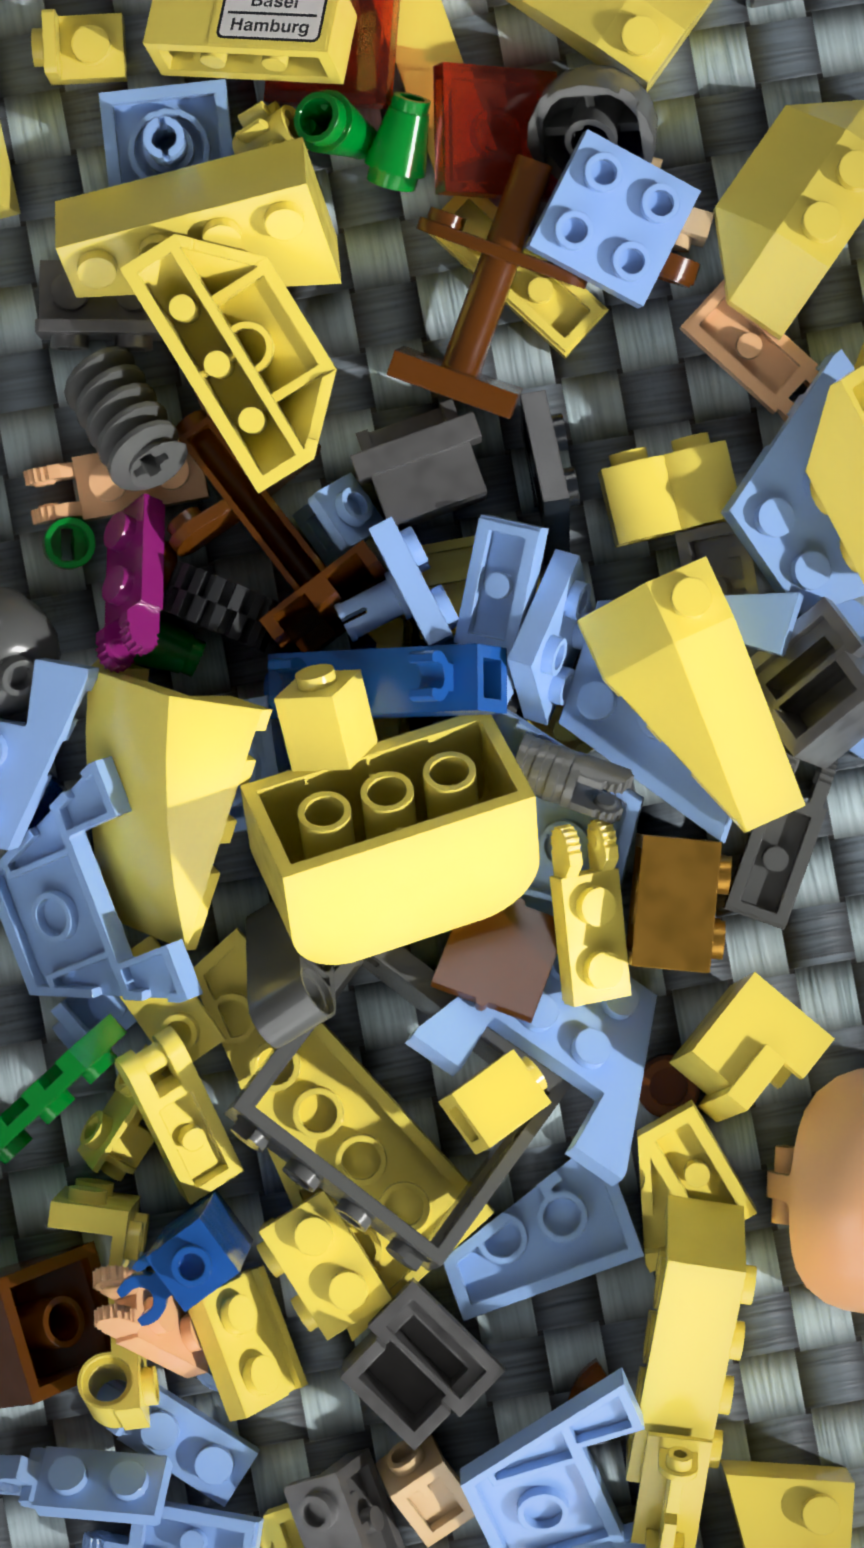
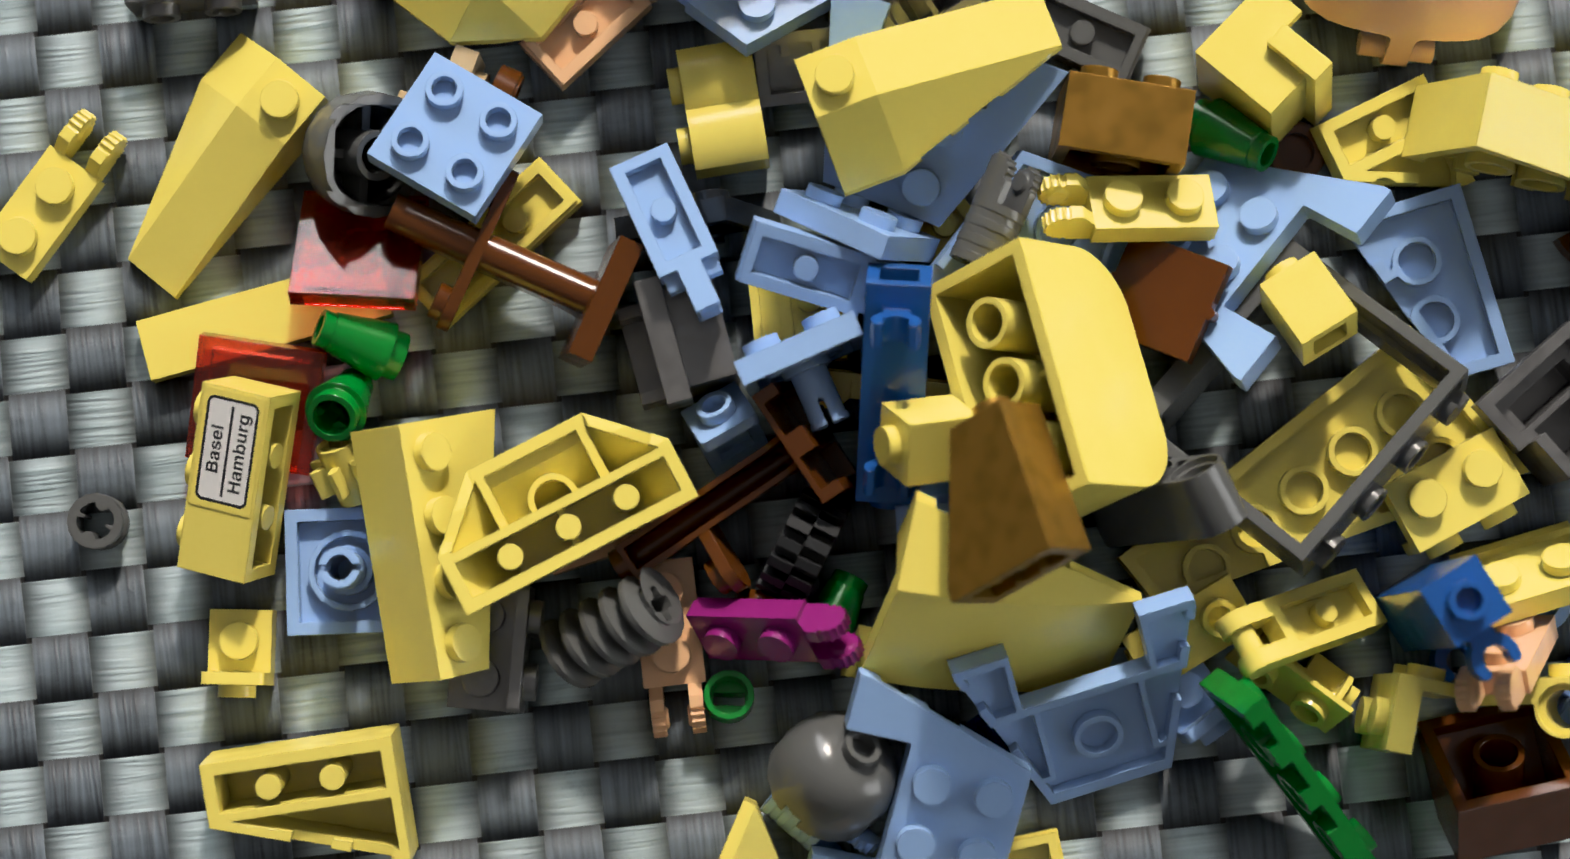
camera: 90 degrees left, 5 degrees down
(261, 799) = (1007, 503): none -> pearl gold slope
(531, 445) = (670, 227): none -> light blue hinge
(676, 1014) = (1229, 136): none -> green cone

